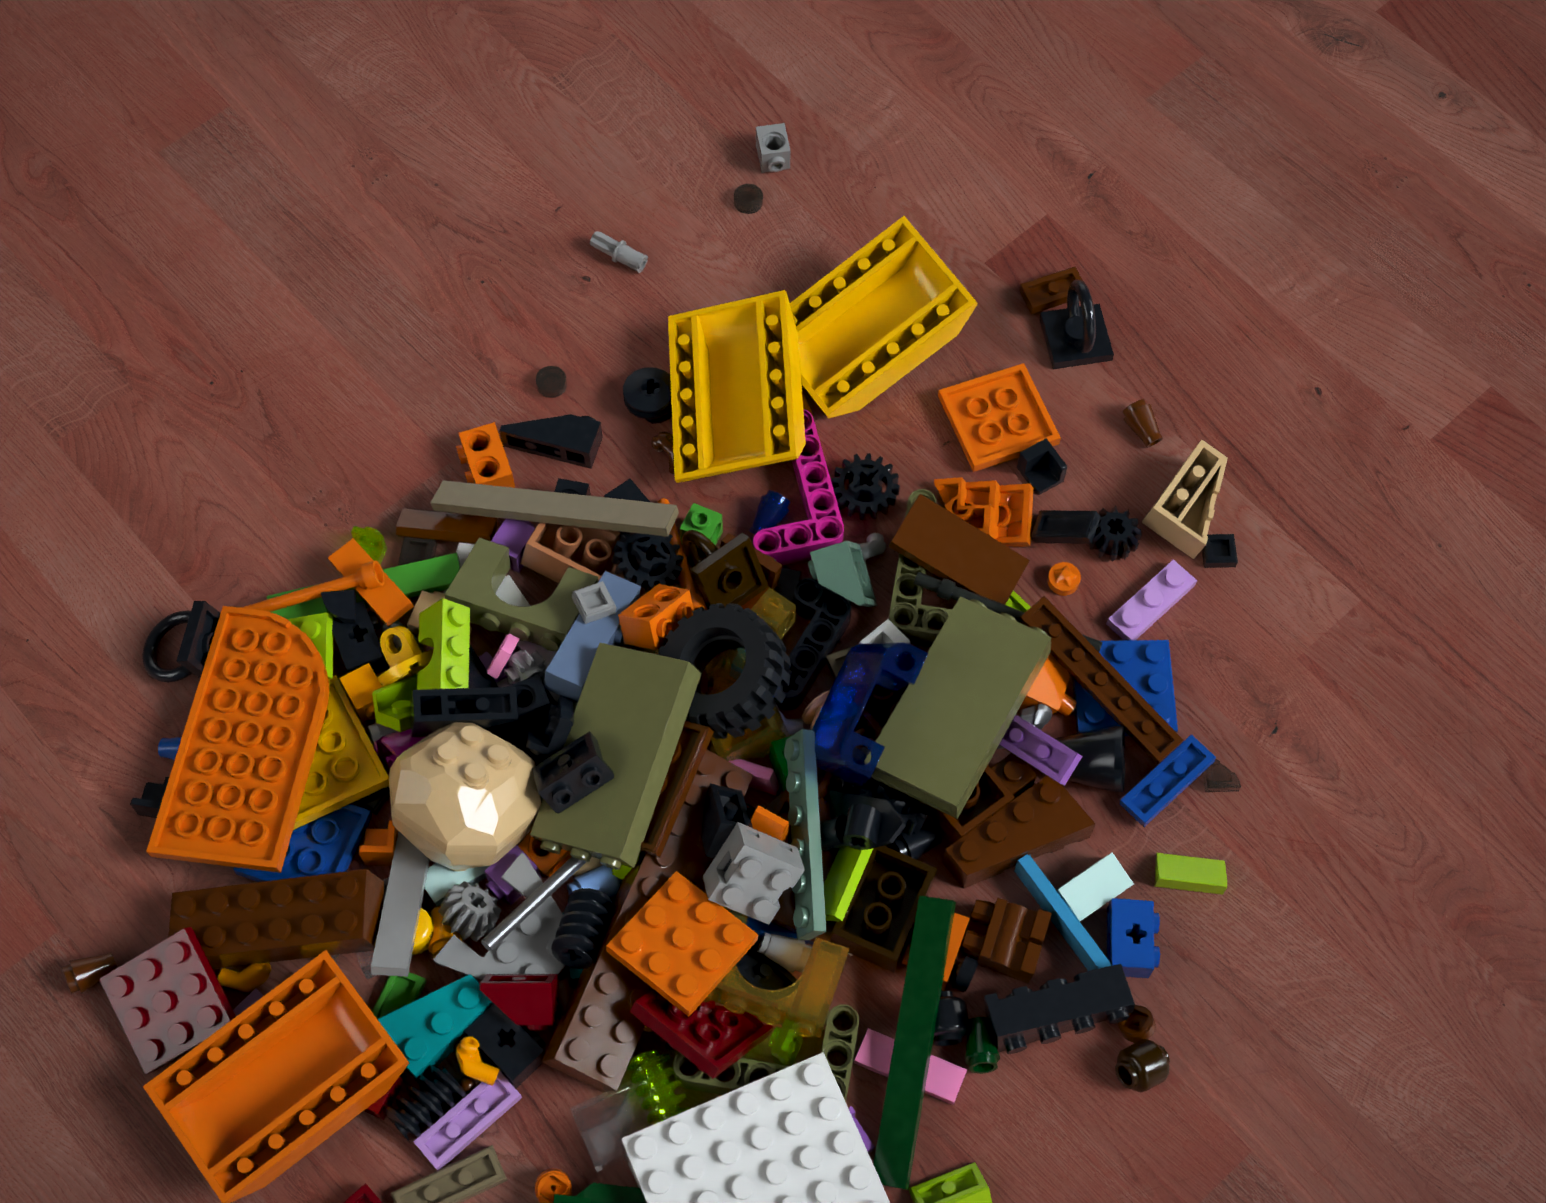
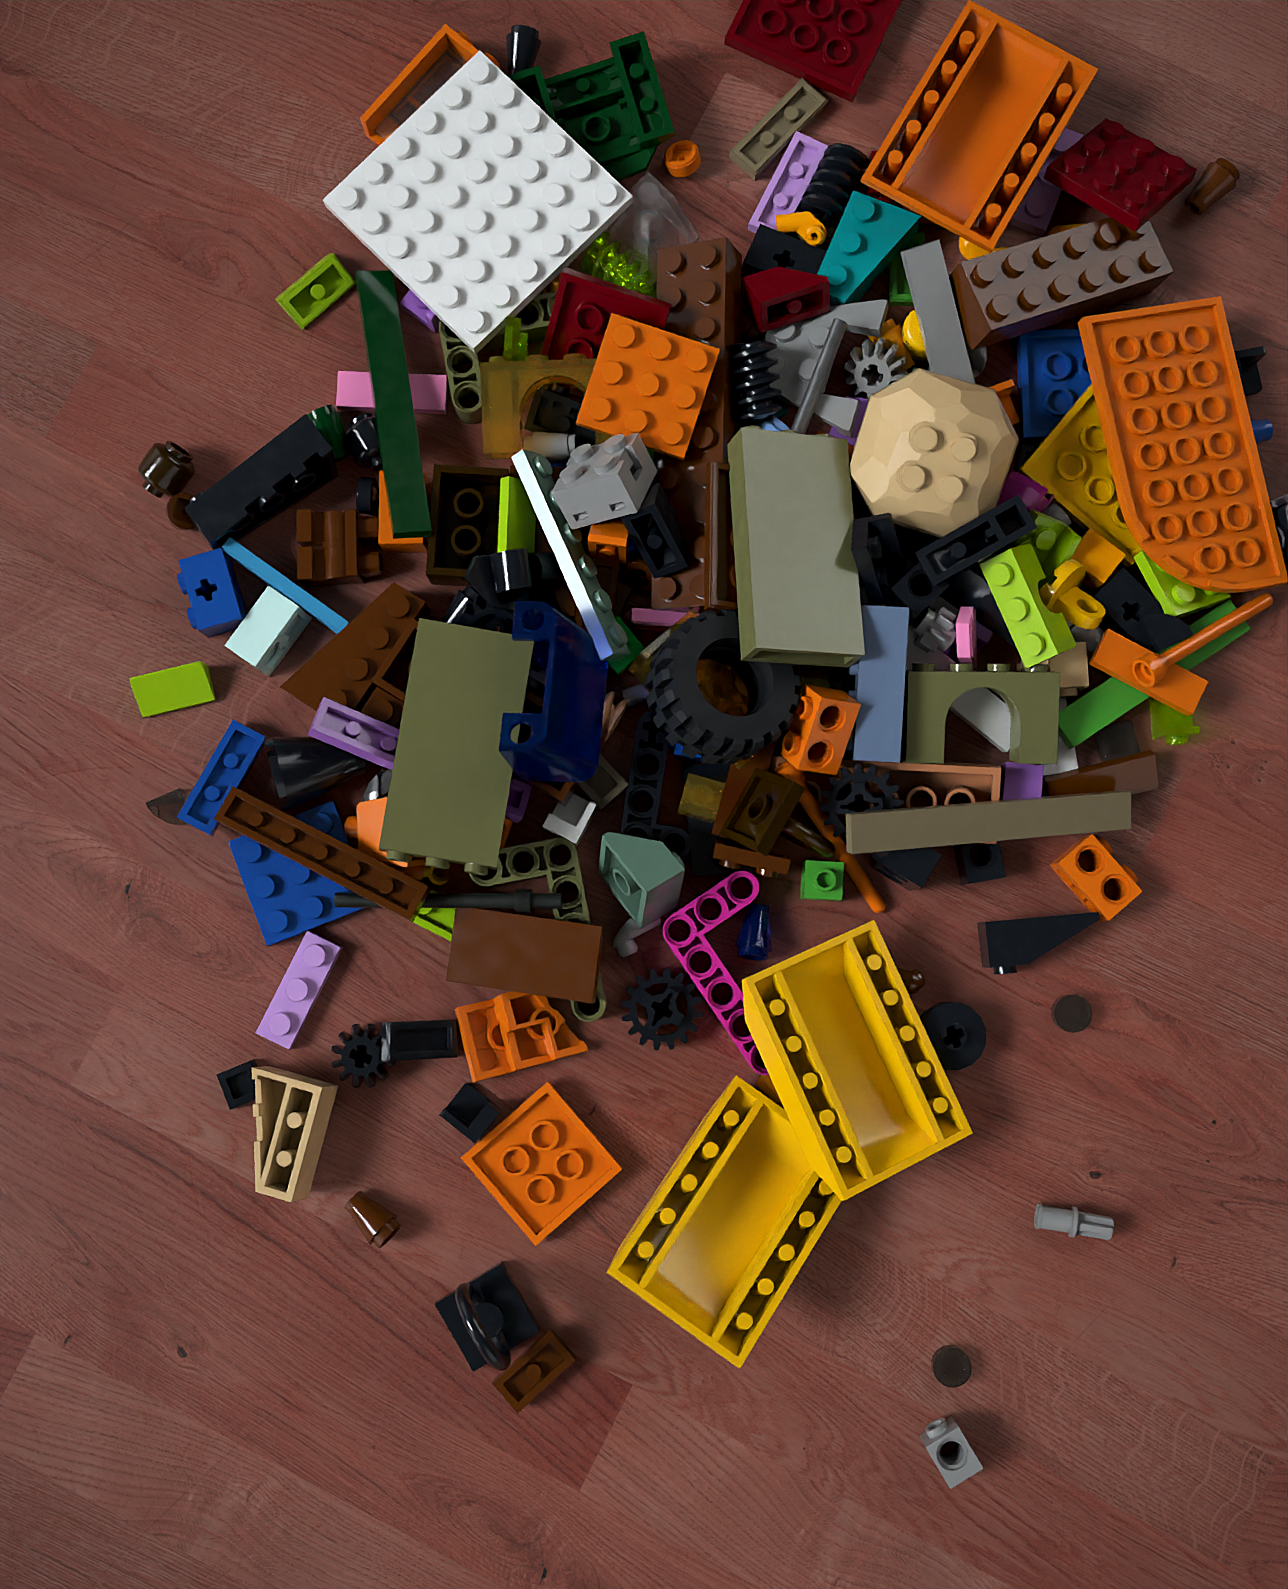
camera: 160 degrees right, 20 degrees up
(572, 773) = (831, 498): black bracket -> none
(594, 602) = (893, 711): light grey tile -> none
(1064, 578) = (404, 981): orange tile -> none

